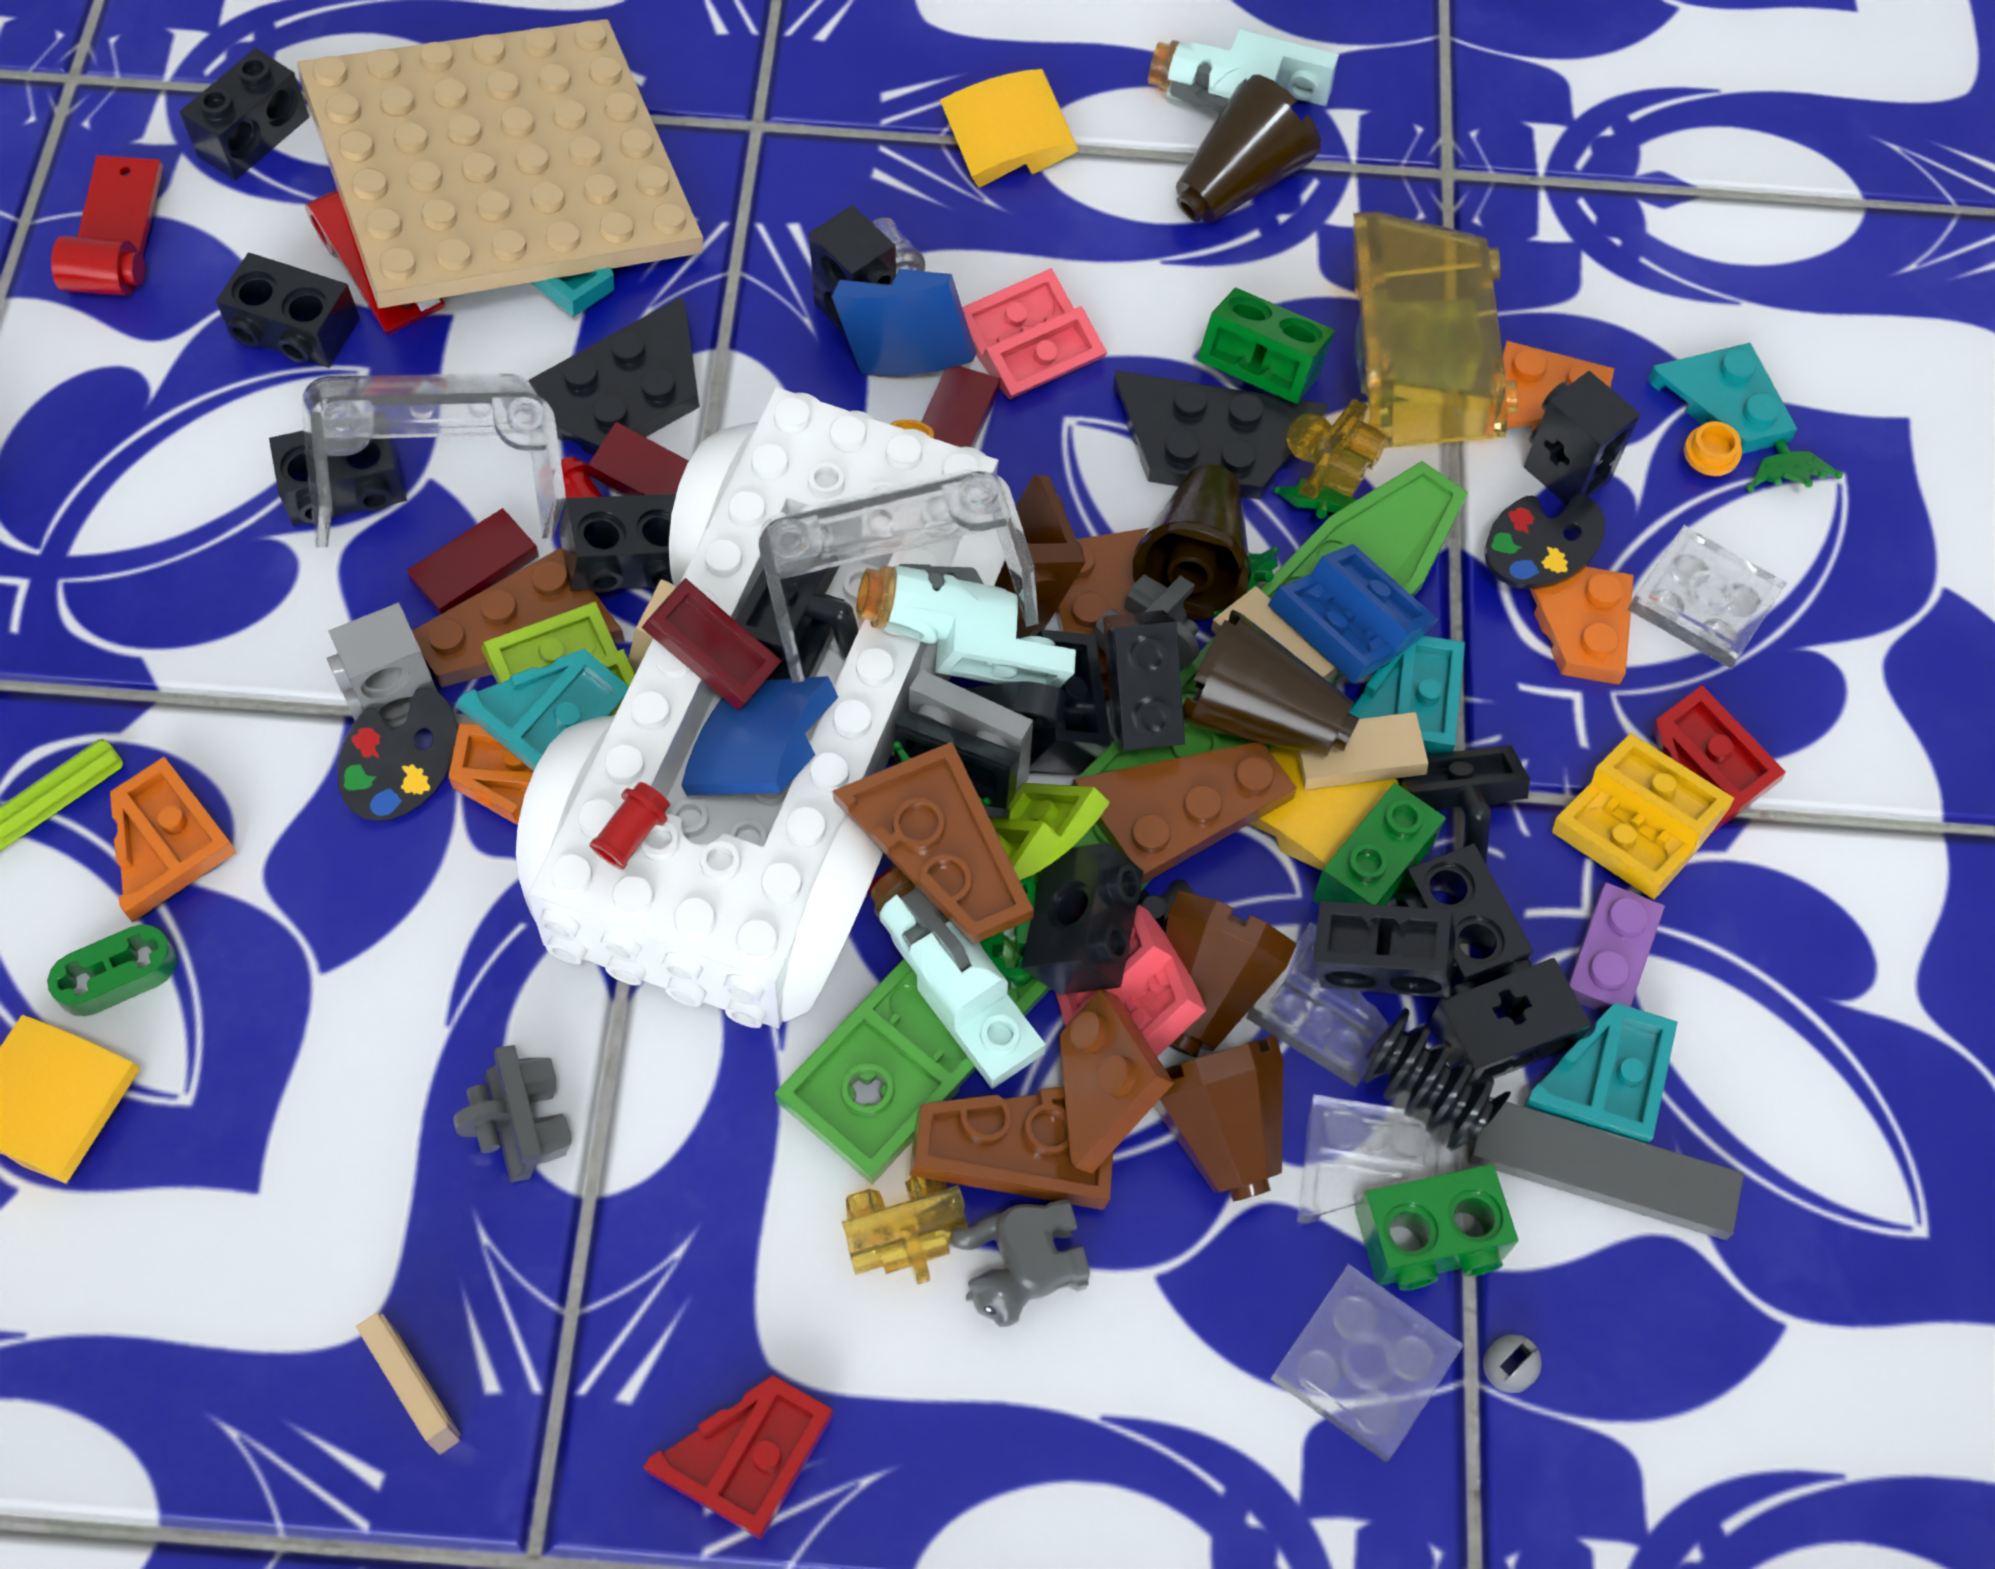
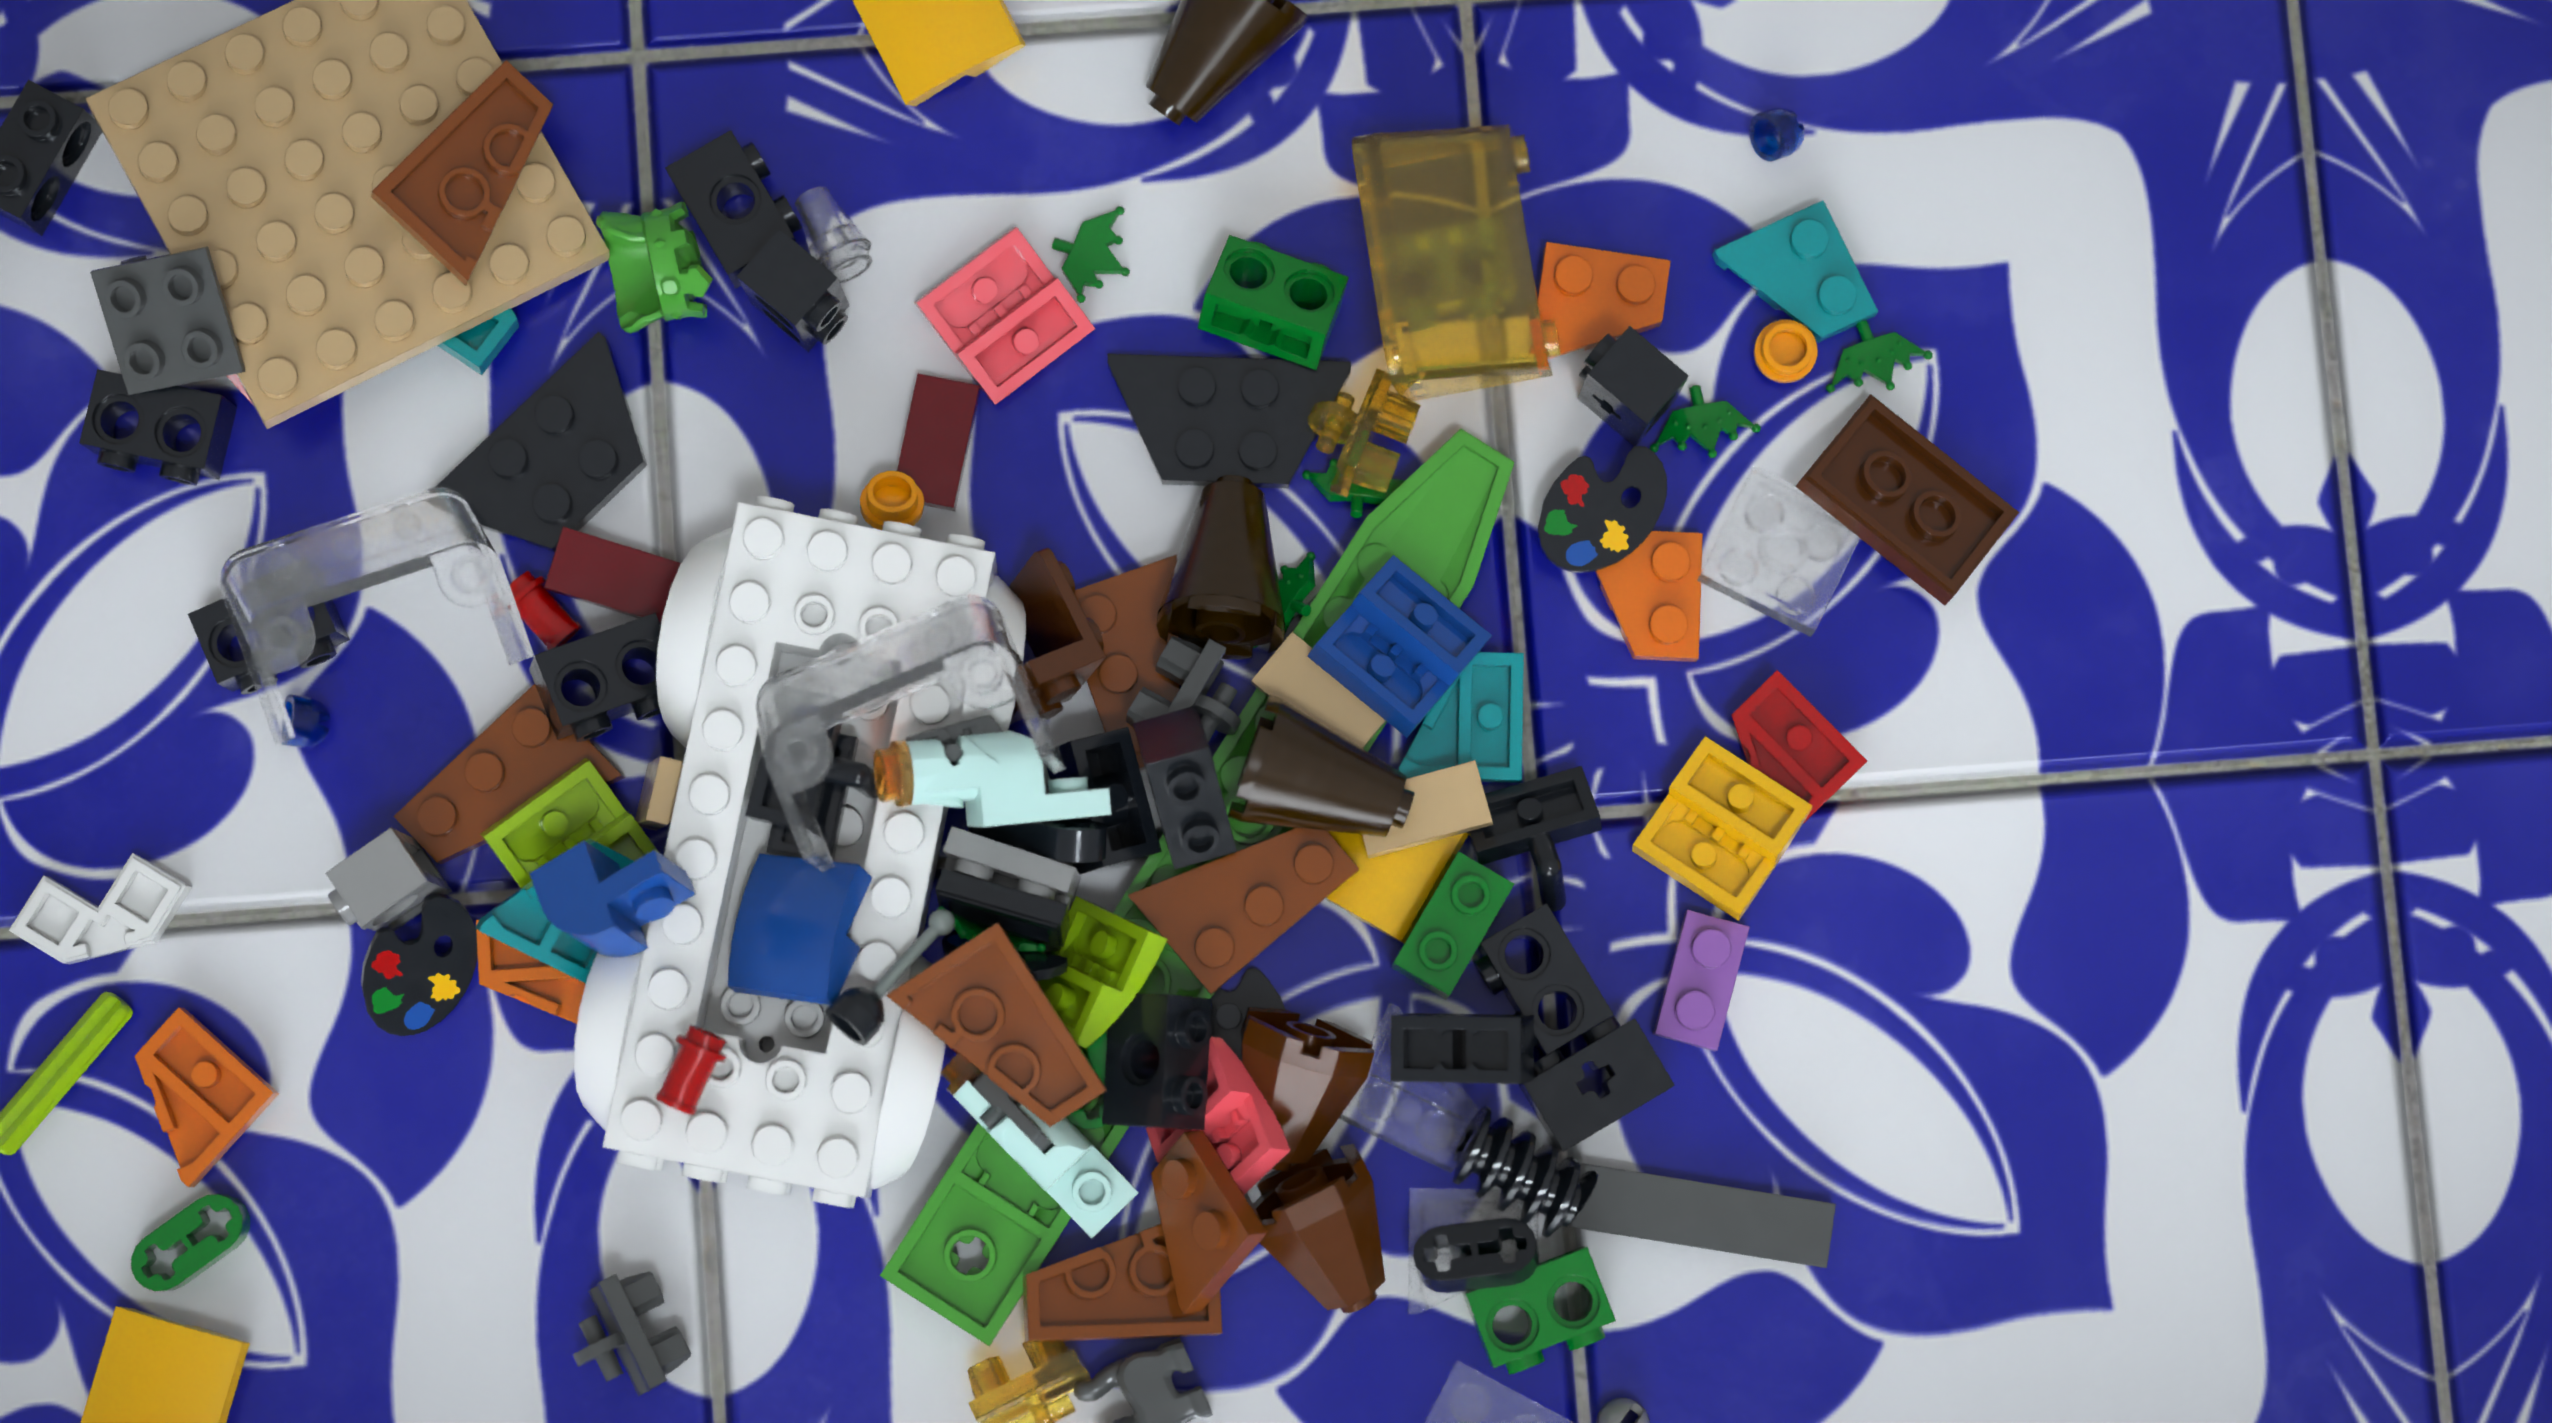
camera: 10 degrees left, 20 degrees up
(142, 687) = (129, 916): none -> white tile
(316, 209) = (167, 320): none -> dark grey hinge
(349, 550) = (304, 717): none -> clear blue hinge
(473, 562) = (442, 713): dark red tile -> none
(586, 678) = (607, 905): none -> blue brick
(596, 148) = (466, 170): none -> dark orange wing
(711, 644) = (730, 842): dark red tile -> none
(738, 244) = (654, 266): none -> bright green hair
(798, 204) = (714, 176): none -> black brick
(804, 799) = (860, 1009): none -> hinge
(905, 325) = (867, 360): blue slope -> none
(1112, 301) = (1091, 254): none -> green piece
(1380, 1153) = (1476, 1255): none -> black beam
(1612, 1075) = (1703, 1121): teal wing -> none
(1637, 495) = (1703, 423): none -> green piece
(1710, 285) = (1771, 123): none -> clear blue hinge
(1824, 572) = (1907, 499): none -> reddish brown tile

